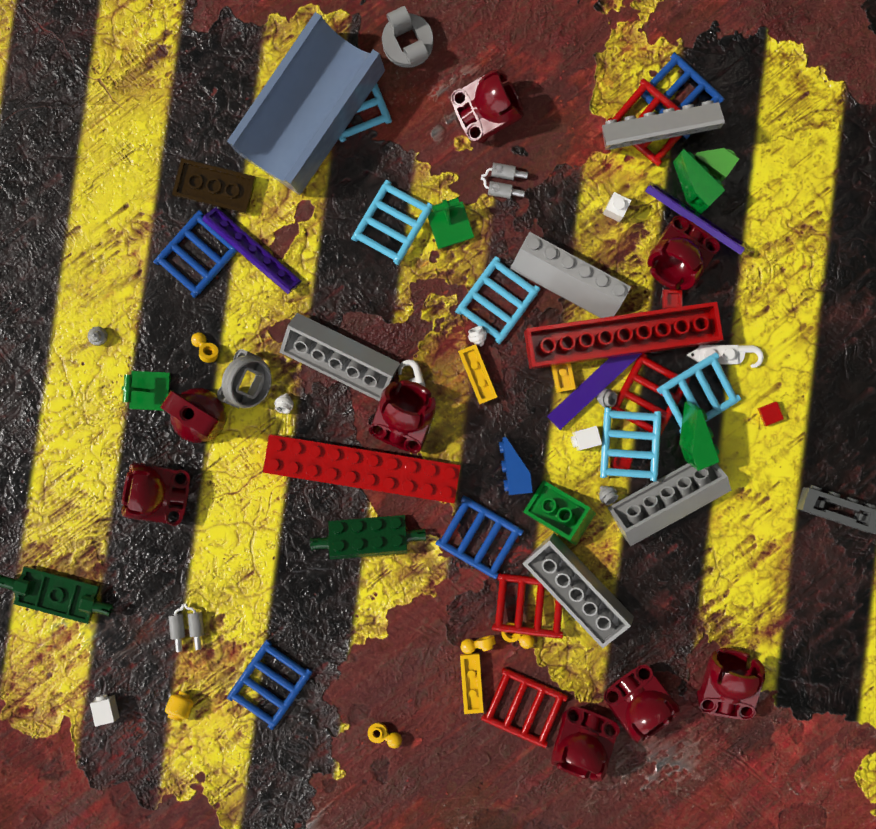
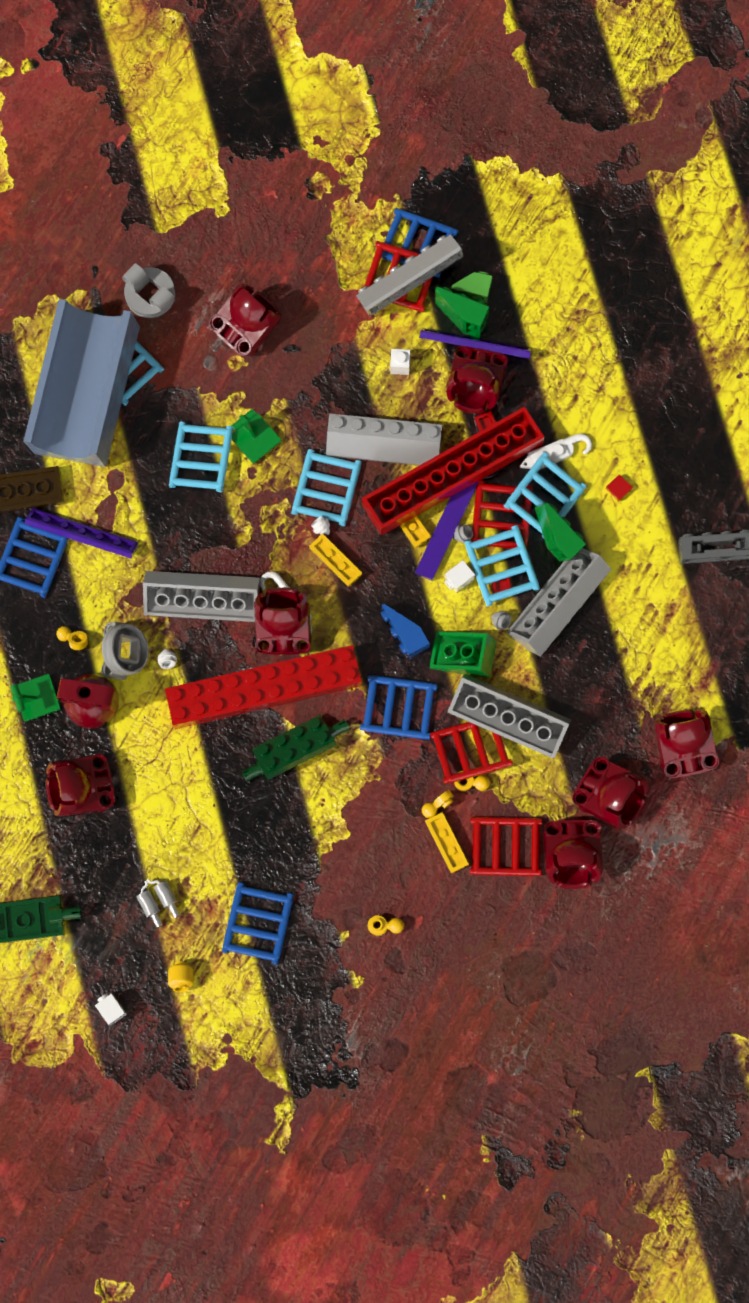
camera: 15 degrees left, 10 degrees down
(506, 172) = (288, 388): light grey piece -> none

